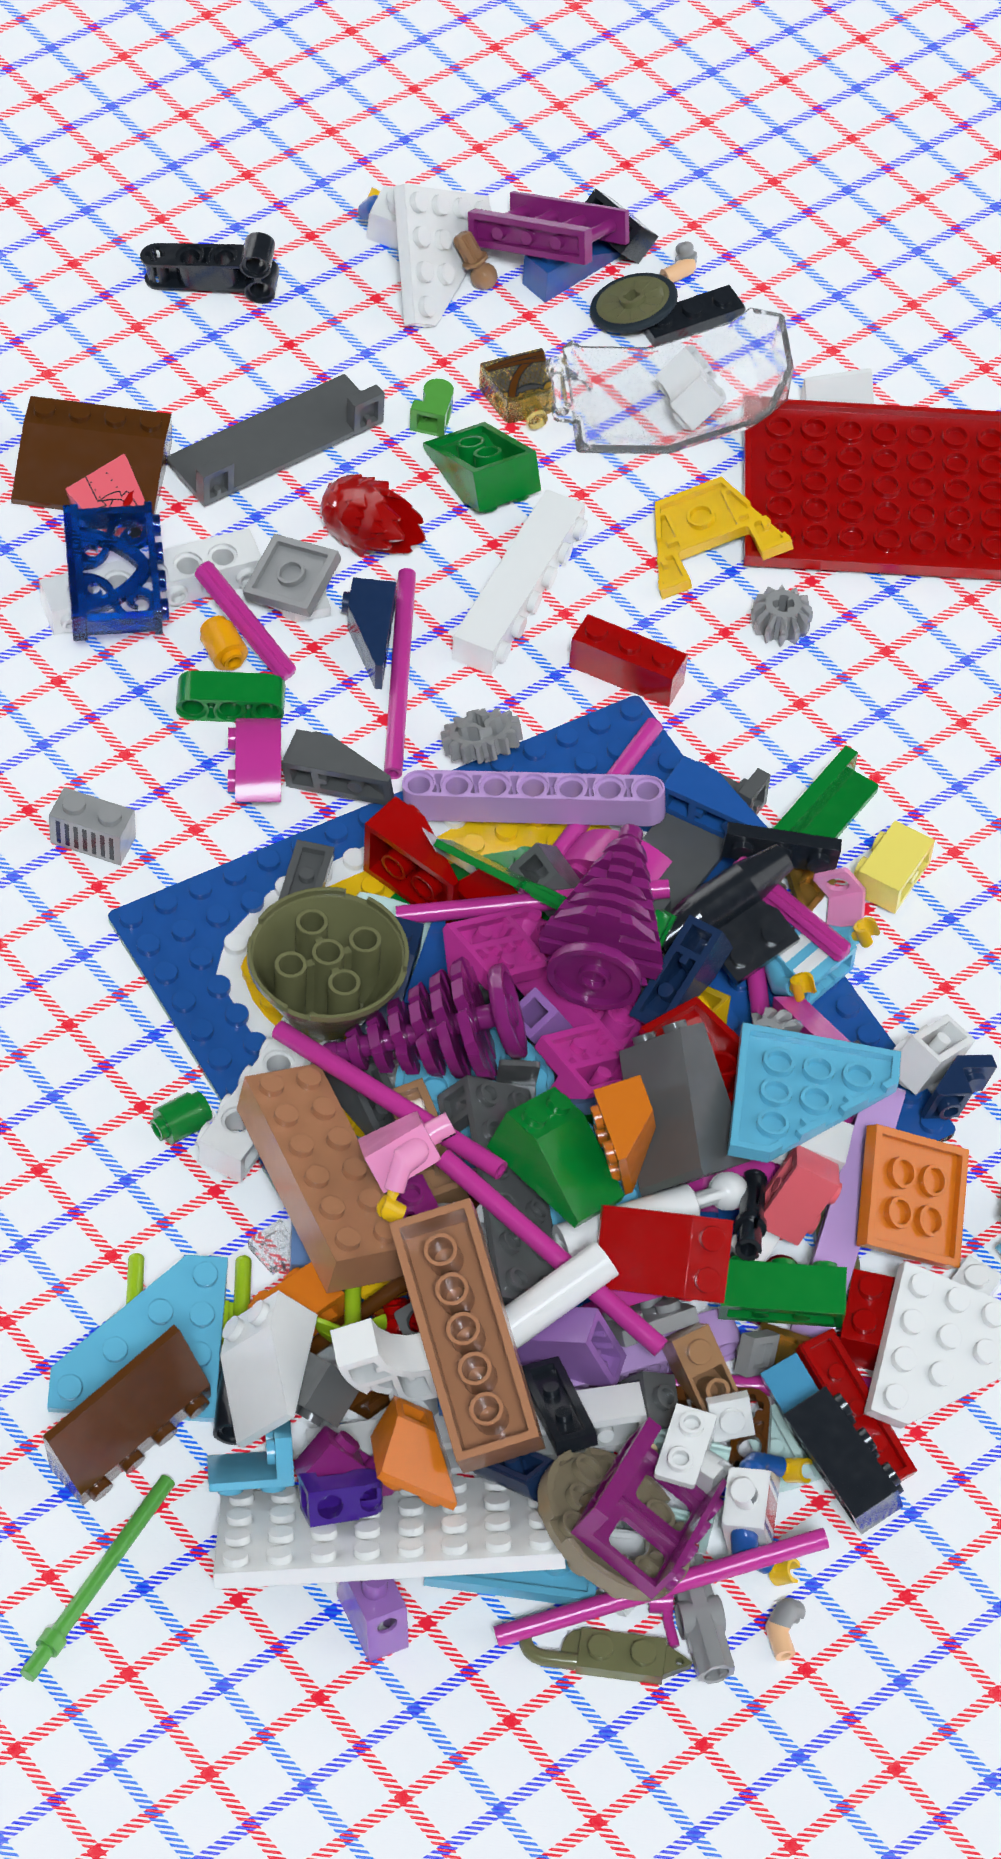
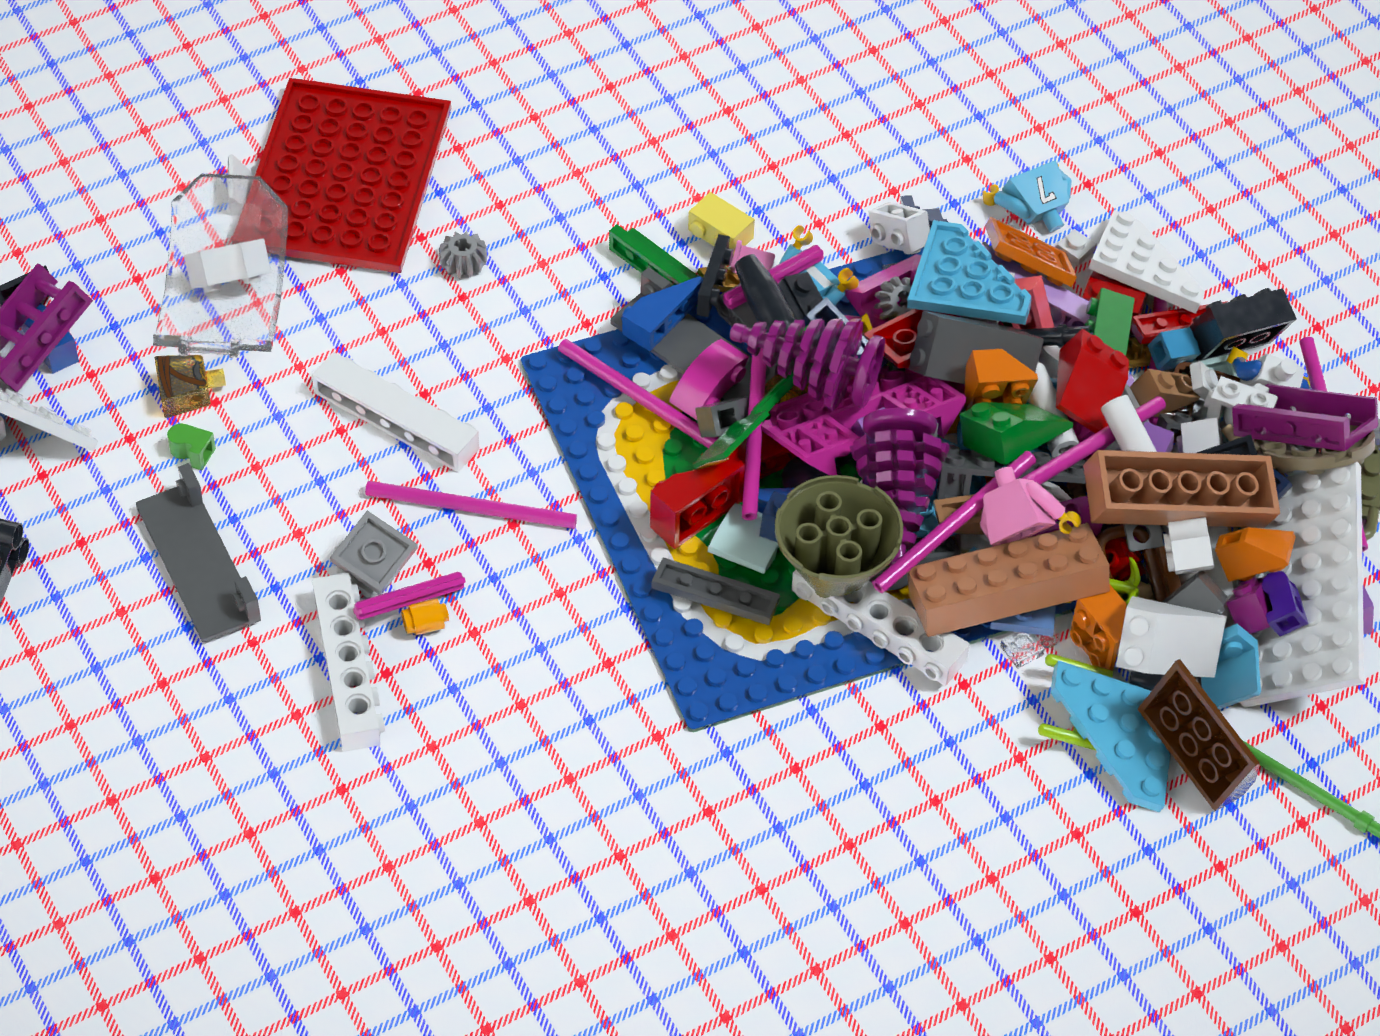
camera: 80 degrees left, 0 degrees up
(74, 438) = (194, 693): reddish brown slope -> none
(88, 607) = (339, 646): clear blue fence -> none
(92, 826) = (608, 725): light grey brick -> none
(108, 487) = (256, 675): coral torso -> none
(180, 1117) = (904, 692): green brick -> none
(229, 696) = (482, 618): green beam -> none
(256, 760) = (558, 603): dark pink brick -> none
(330, 767) = (573, 553): dark grey slope -> none
(370, 516) = (315, 496): red head -> none
(370, 622) = (427, 514): dark blue slope -> none
(481, 735) = (557, 453): light grey gear -> none
(482, 274) = (36, 391): medium nougat axle -> none
(485, 466) = (263, 418): green slope -> none
(536, 797) = (637, 433): lavender beam -> none
(628, 660) = (493, 352): red brick -> none
(633, 302) = (120, 306): olive wheel -> none
(684, 262) = (67, 261): light nougat arm -> none
(697, 315) = (124, 266): black plate -> none
(703, 520) = (357, 286): yellow wing -> none
(756, 1352) = (1137, 365): light grey plate -> none
(779, 1624) = (1339, 385): arm -> none

